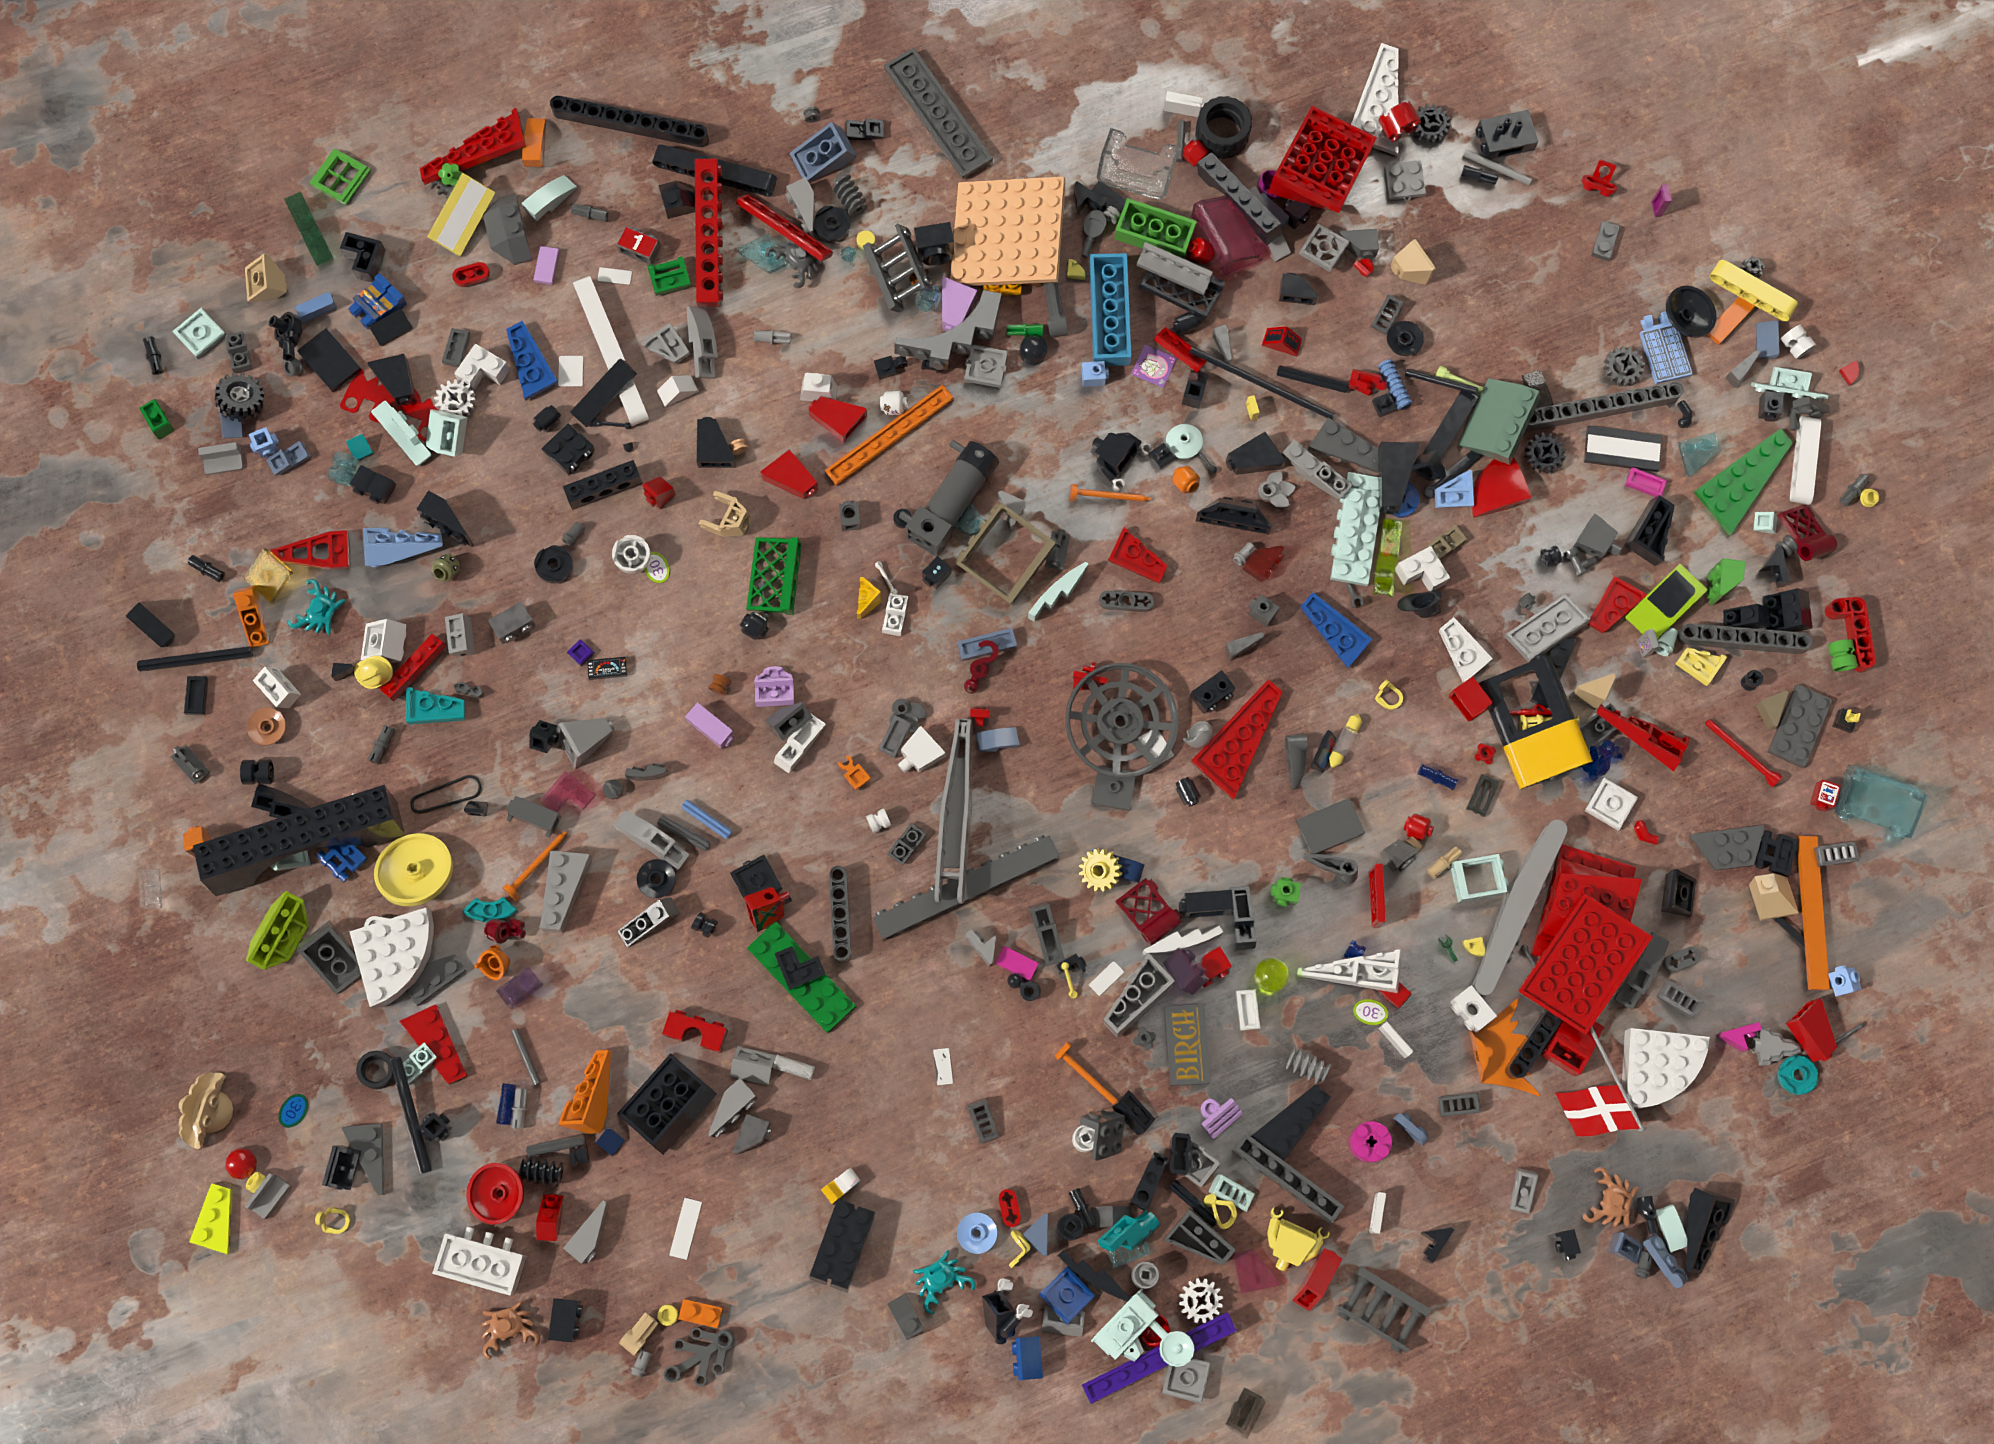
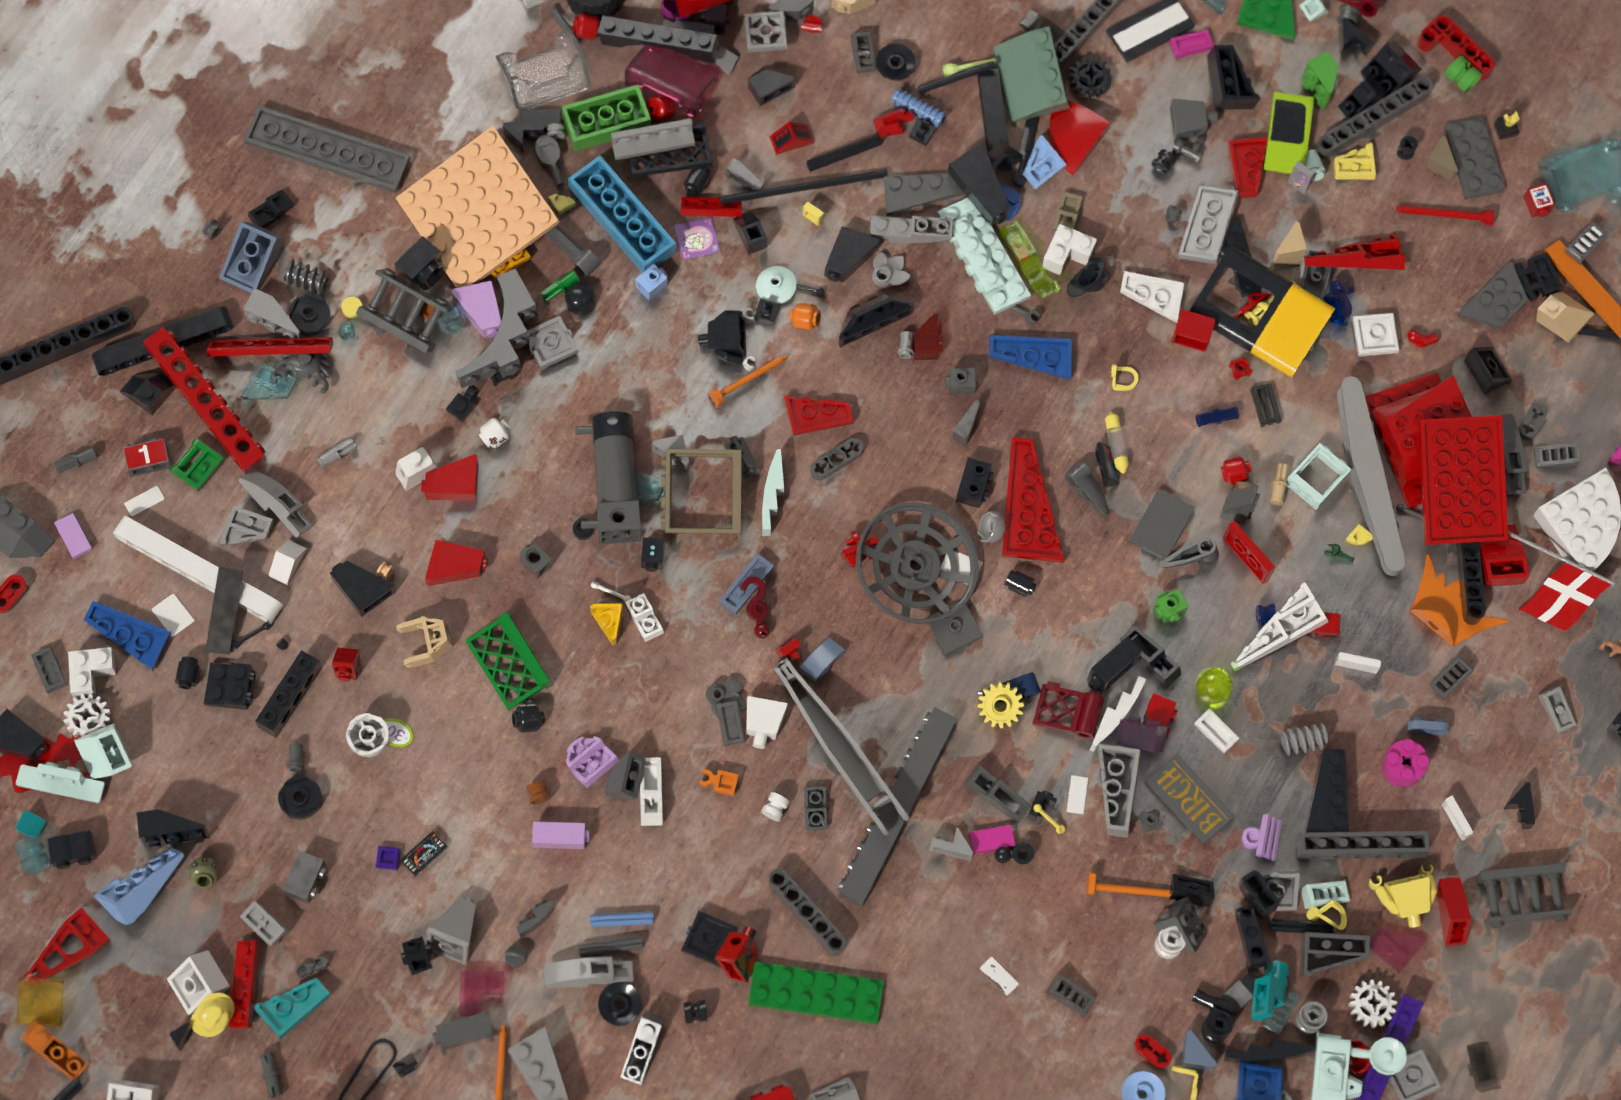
camera: 40 degrees left, 5 degrees down
(320, 609) = (115, 998): teal animal -> none
(548, 197) = (26, 472): light aqua slope -> none
(786, 1064) = (862, 1078): white piece -> none
(796, 973) = (811, 990): black plate -> none
(889, 435) = (512, 464): orange tile -> none
(1370, 1012) = (1317, 656): sticker -> none
(1483, 1015) = (1411, 585): white brick -> none

